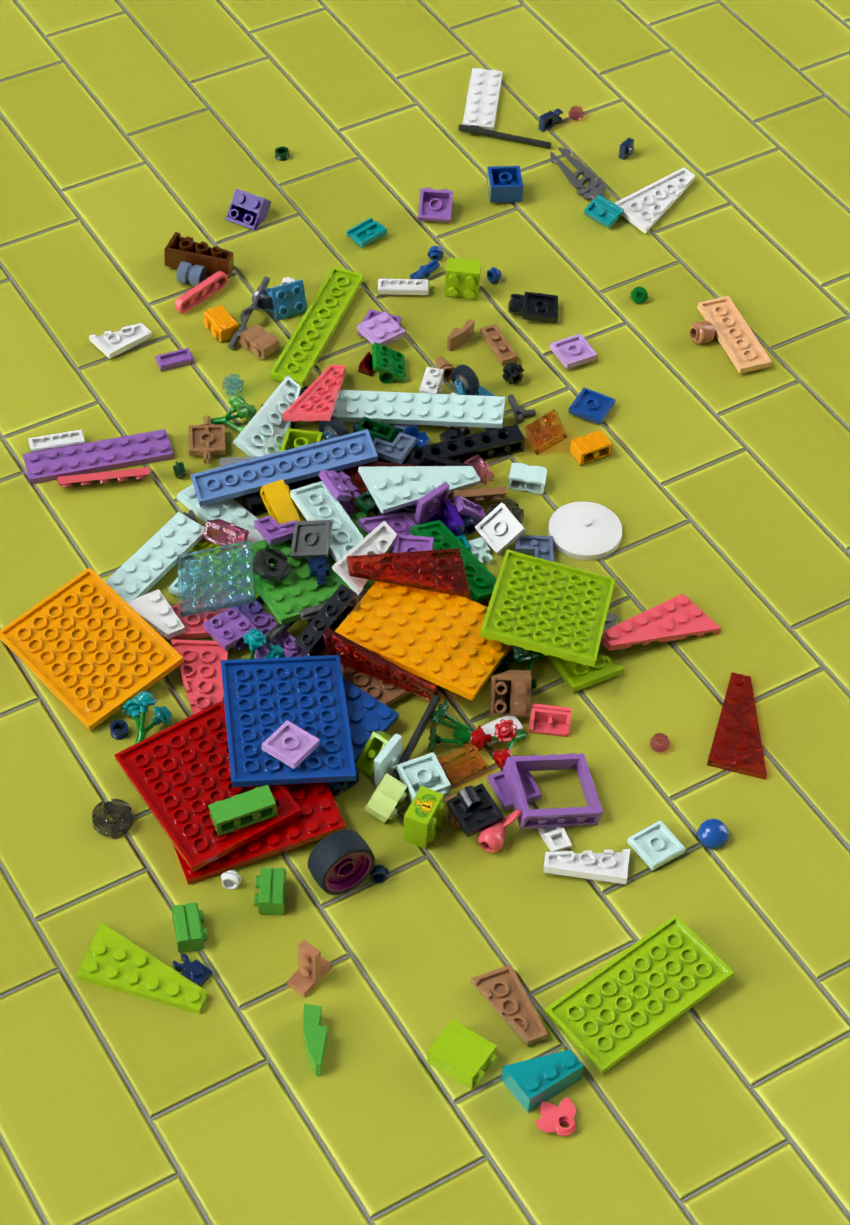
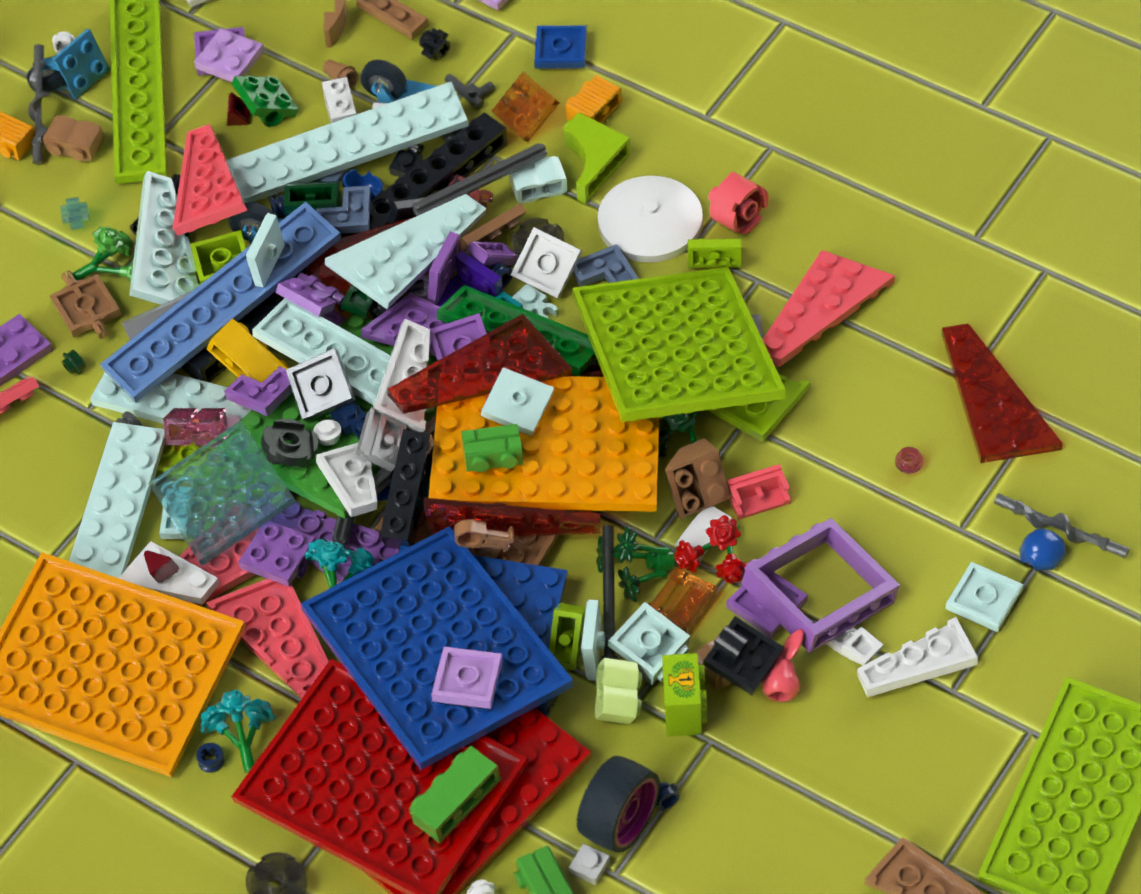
camera: 20 degrees left, 5 degrees up
(152, 604) = (160, 566): none -> dark red slope
(296, 600) = (349, 478): none -> white wing
(300, 569) = (328, 432): none -> white plate
(307, 893) = (589, 864): none -> white plate
(322, 445) = (265, 250): none -> light aqua plate
(326, 584) = (380, 439): none -> light grey plate
(356, 674) = (483, 540): none -> medium nougat piece
(389, 617) = (492, 448): none -> bright green brick
(423, 597) = (517, 401): none -> light aqua plate
(489, 461) = (481, 178): none -> dark grey axle
(577, 479) = (599, 149): none -> lime arch
(611, 566) = (714, 253): none -> lime bracket
(643, 542) = (738, 203): none -> coral brick
(734, 821) = (1061, 522): none -> dark grey piece

